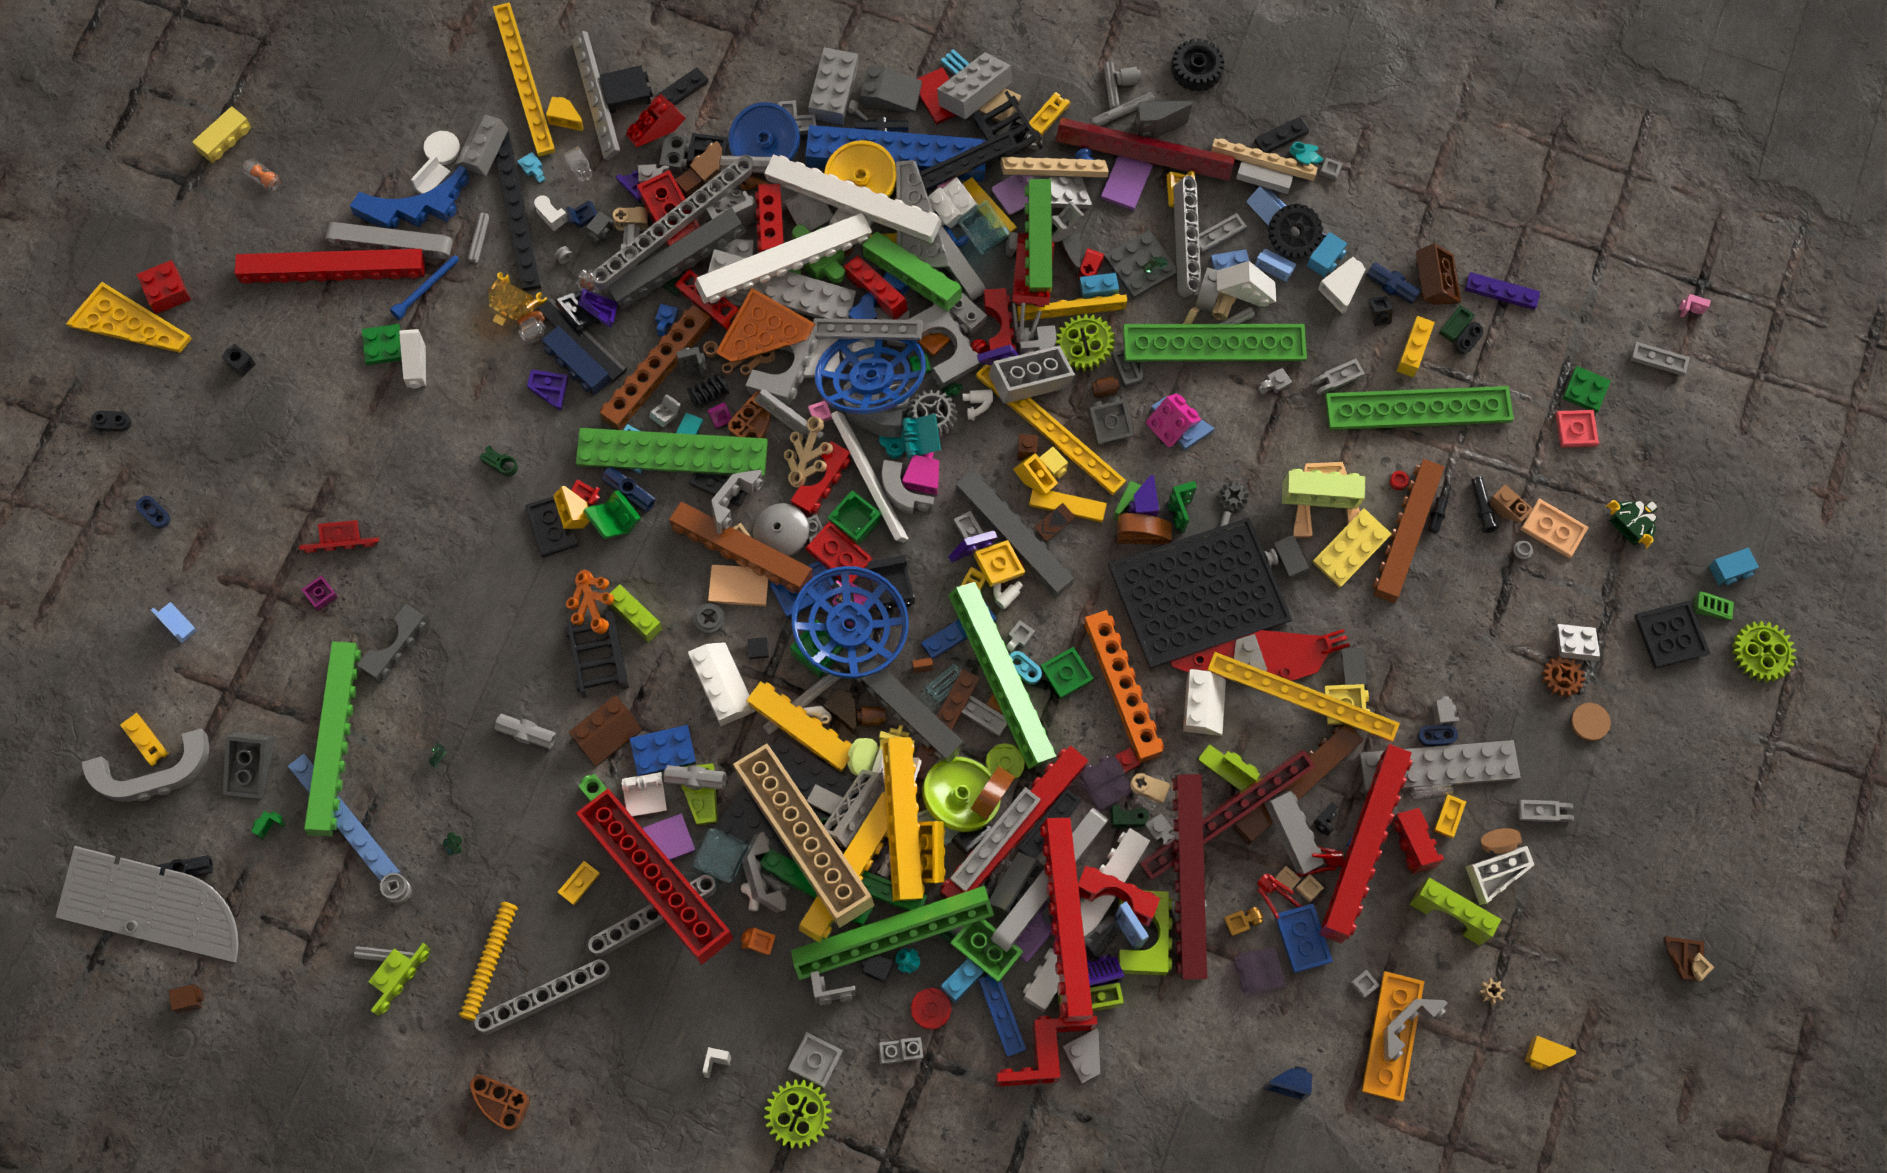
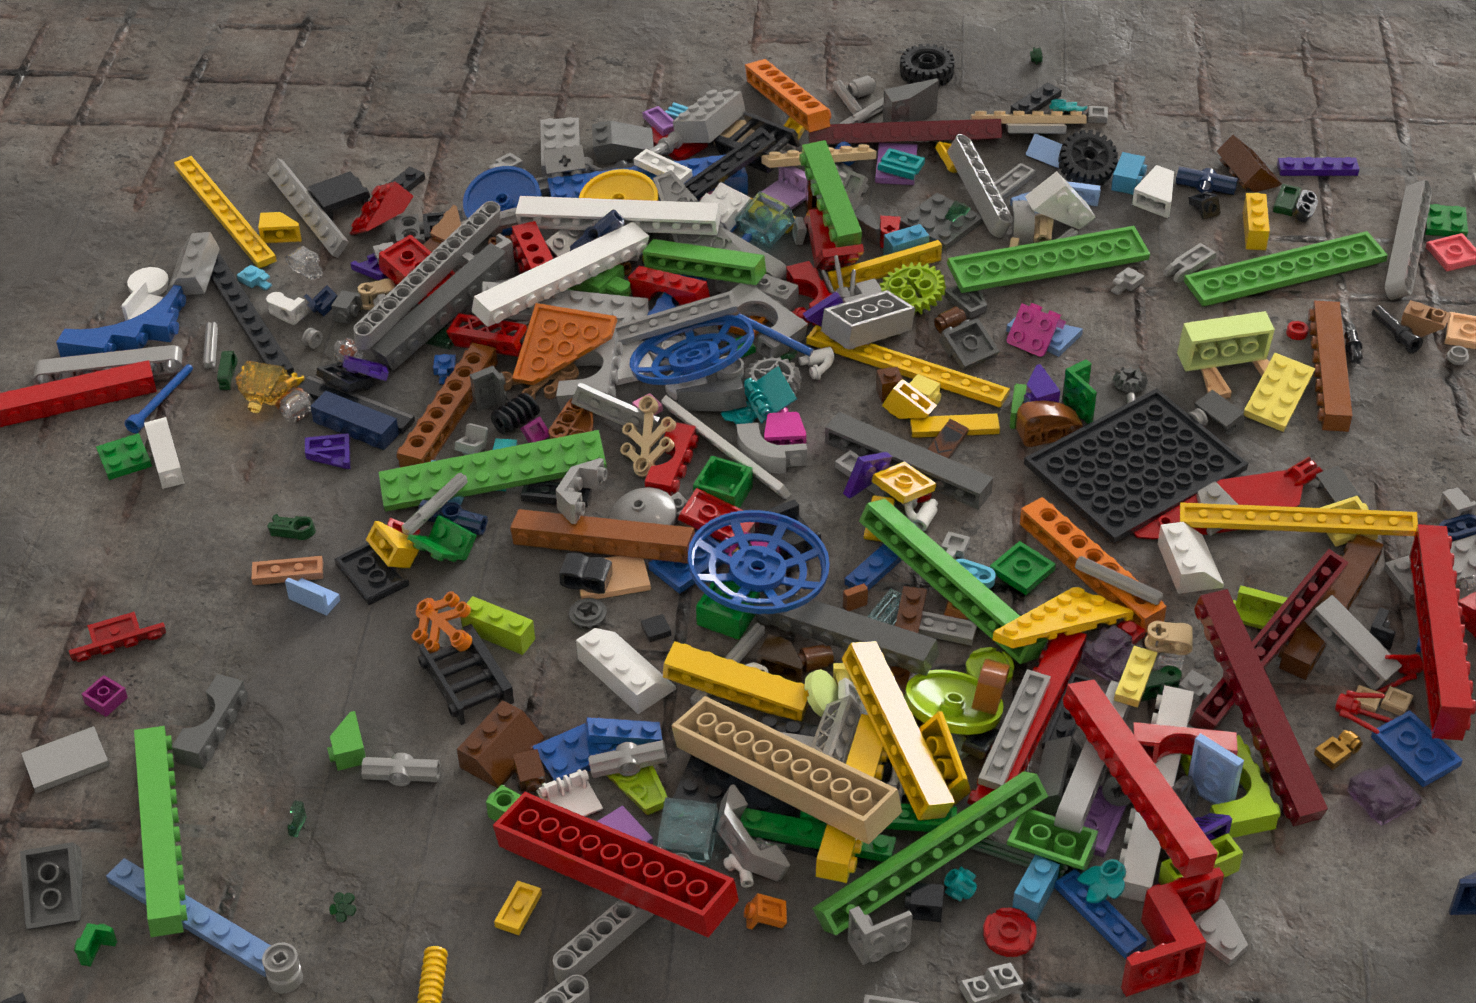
camera: 10 degrees left, 25 degrees down
(278, 646) = (65, 759): none -> light grey tile
(484, 272) = (226, 369): none -> dark green piece
(485, 507) = (279, 570): none -> nougat plate
(491, 695) = (347, 744): none -> bright green slope
(500, 537) = (311, 595): none -> light blue panel
(614, 480) = (434, 504): none -> light grey axle
(619, 763) = (529, 770): none -> reddish brown brick
(701, 746) = (620, 731): none -> blue plate
(716, 583) = (585, 573): none -> black brick
(781, 88) = (508, 160): none -> light grey plate
(828, 215) = (607, 224): none -> dark blue piece
(837, 109) = (574, 156): none -> light grey brick
(911, 145) = (658, 165): none -> white plate
(924, 111) = (667, 145): none -> light grey pin
(932, 71) = (659, 120): none -> medium lavender tile
(951, 376) = (779, 337): none -> blue bar
(1010, 994) = (1104, 881): none -> teal plate
(1053, 78) = (788, 95): none -> orange brick
(1074, 739) = (1067, 613): none -> yellow wing
(1109, 814) = (1135, 676): none -> light yellow plate
(1127, 189) = (901, 164): none -> teal plate
(1133, 717) = (1119, 580): none -> light grey axle
(1303, 78) = (1036, 55): none -> dark green plate
(1540, 406) = (1408, 240): none -> light grey beam

